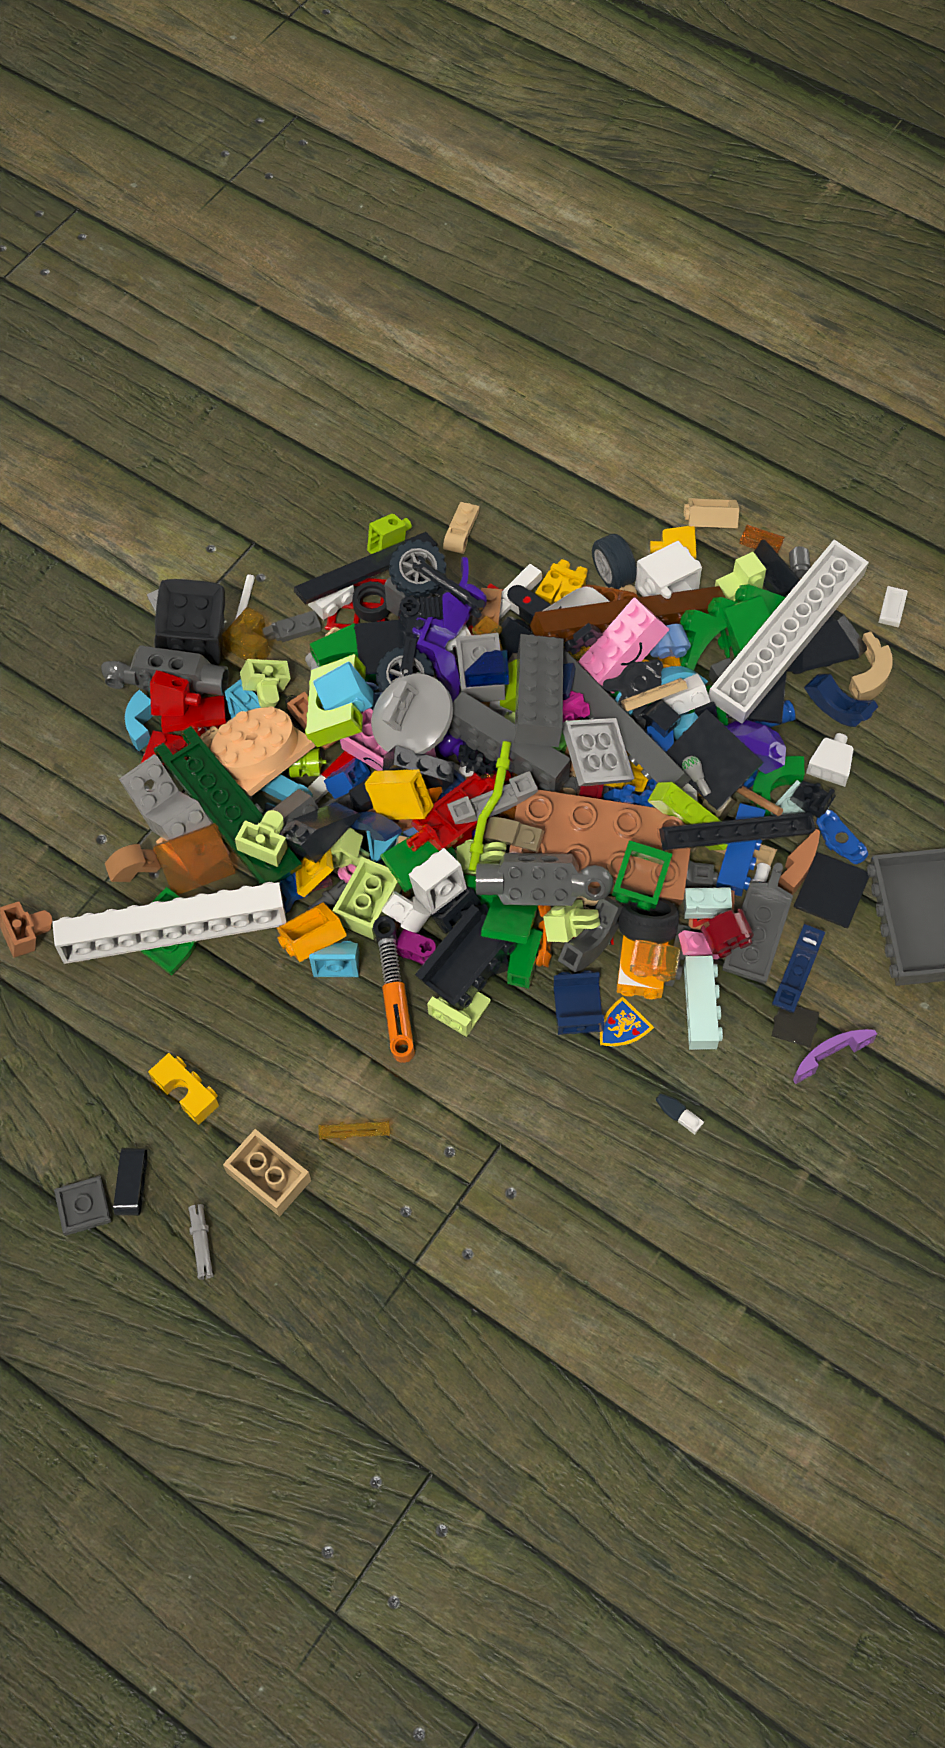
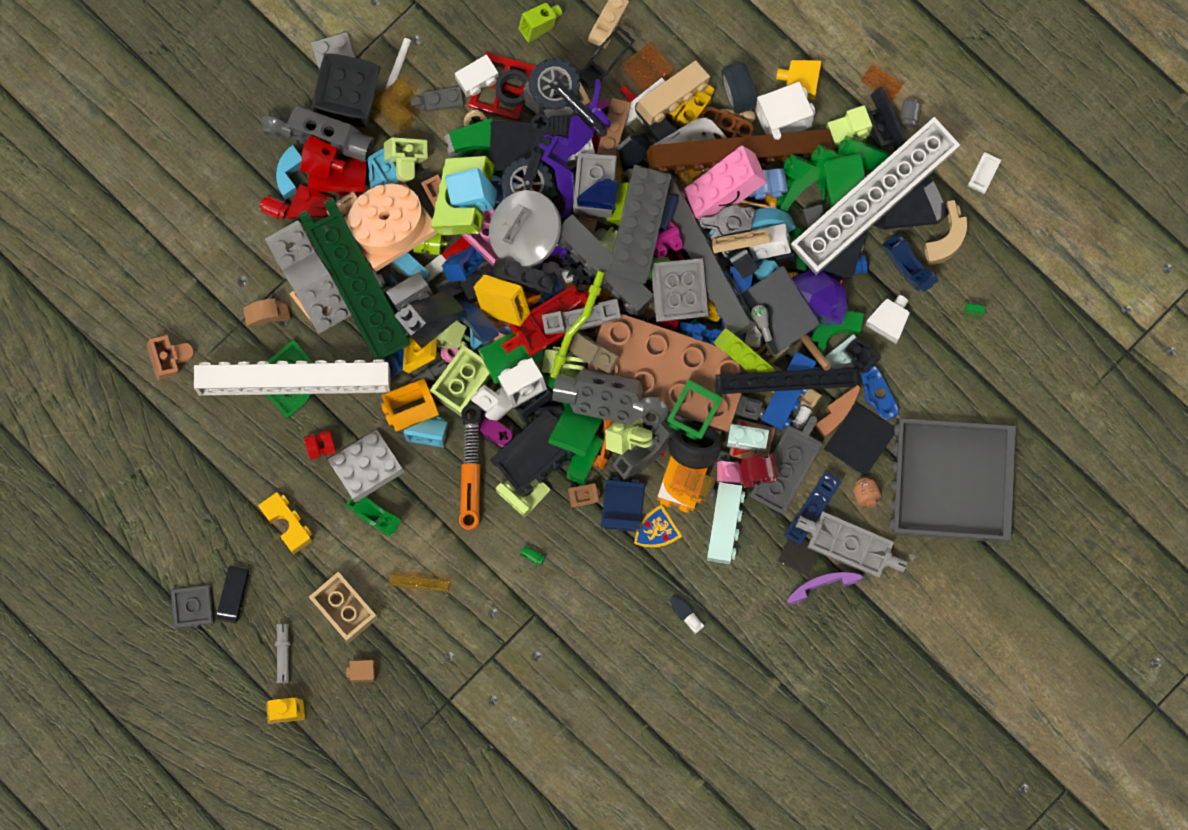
camera: 10 degrees right, 15 degrees up
(126, 756) = (274, 207): none -> red brick
(194, 859) = (320, 321): clear orange piece -> none
(205, 997) = (313, 446): none -> red wheel
(212, 1308) = (285, 710): none -> yellow torso
(263, 839) = (380, 321): yellowish green brick -> none
(270, 1007) = (365, 466): none -> light grey plate
(286, 1061) = (374, 516): none -> green arch
(300, 1245) = (361, 671): none -> medium nougat brick
(352, 572) = (512, 55): black tile -> none
(455, 574) = (593, 71): none -> black piece
(484, 1077) = (532, 556): none -> green pin
(486, 626) = (608, 145): clear yellow plate -> none
(510, 561) = (647, 67): none -> clear orange plate
(531, 998) = (583, 495): none -> medium nougat bracket
(545, 571) = (672, 93): none -> tan brick
(584, 637) = (693, 172): black plate -> none
(712, 513) = (839, 50): tan window -> none
(853, 1001) = (850, 544): none -> light grey plate
(856, 942) = (867, 492): none -> nougat head
(922, 736) = (974, 310): none -> green tile

